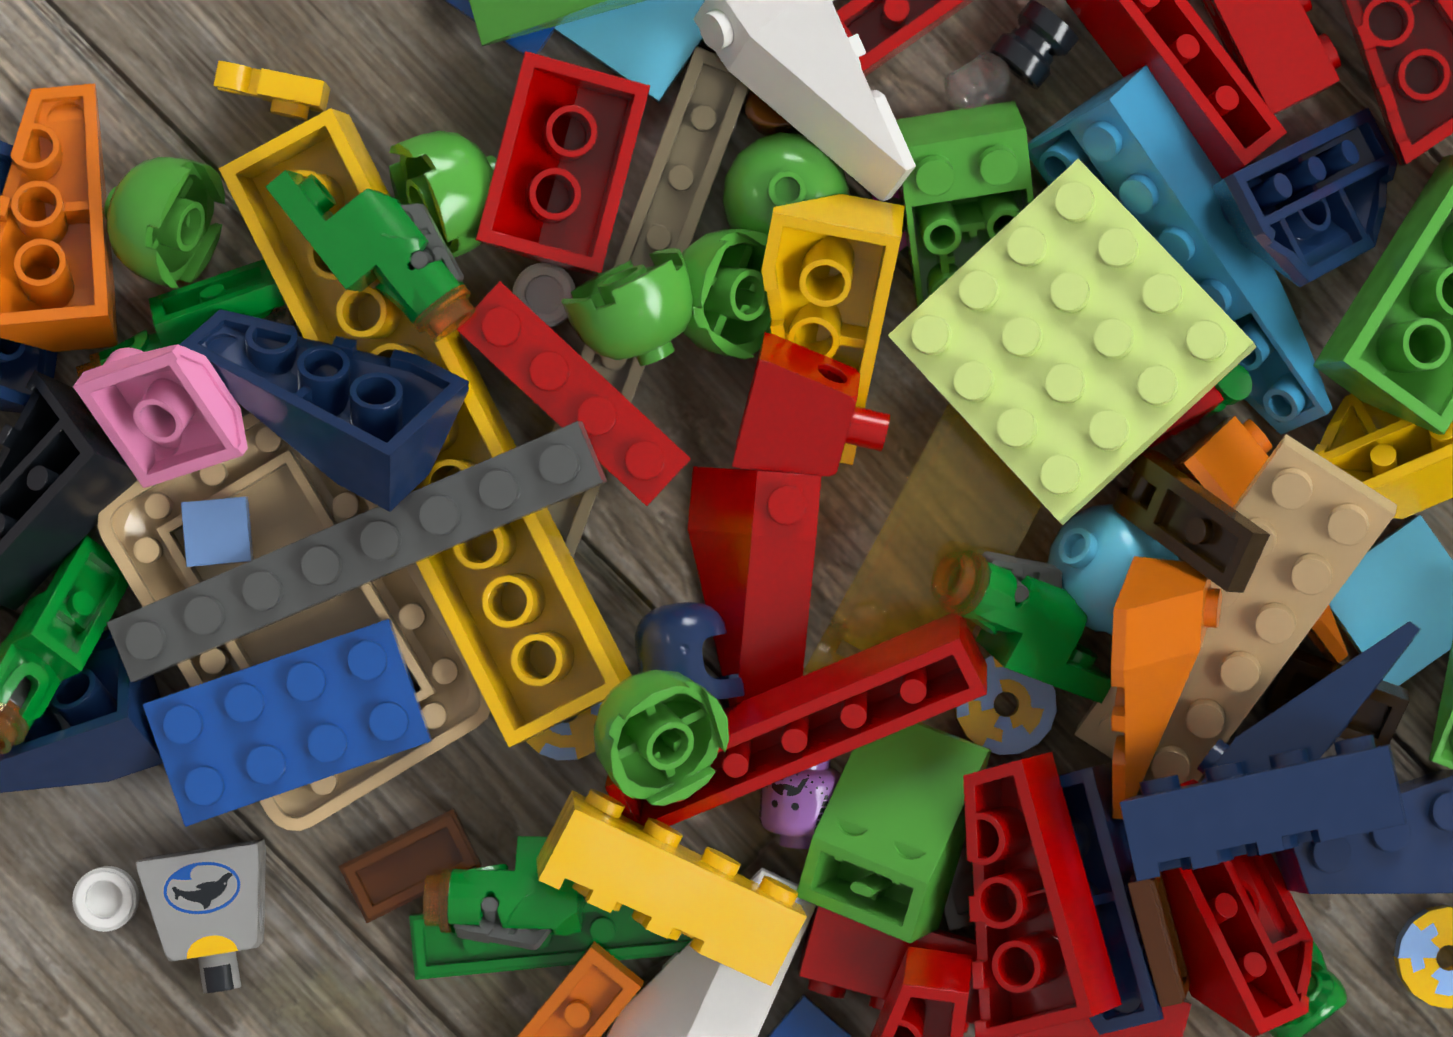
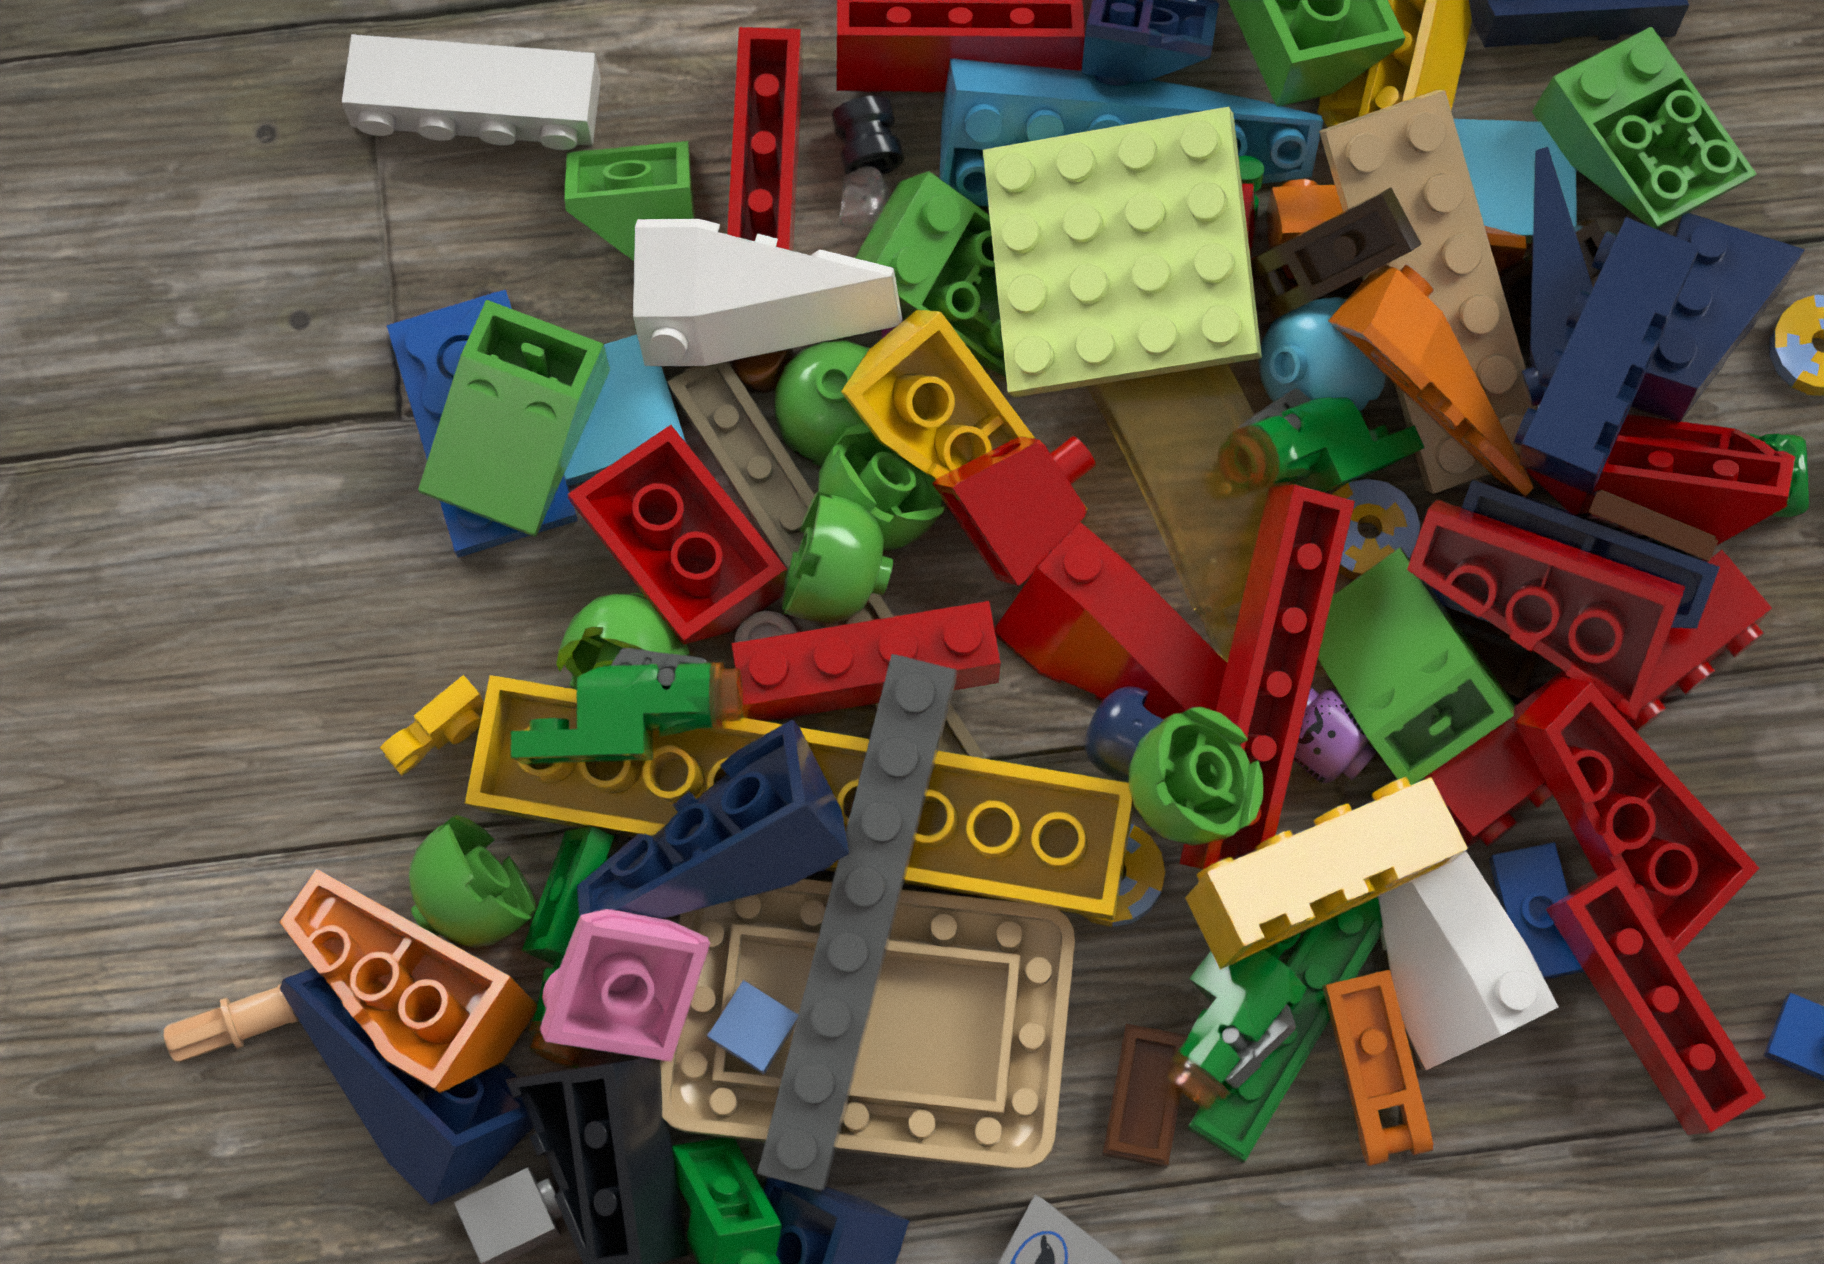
camera: 55 degrees left, 15 degrees down
(287, 722) = (953, 1090): blue plate -> none

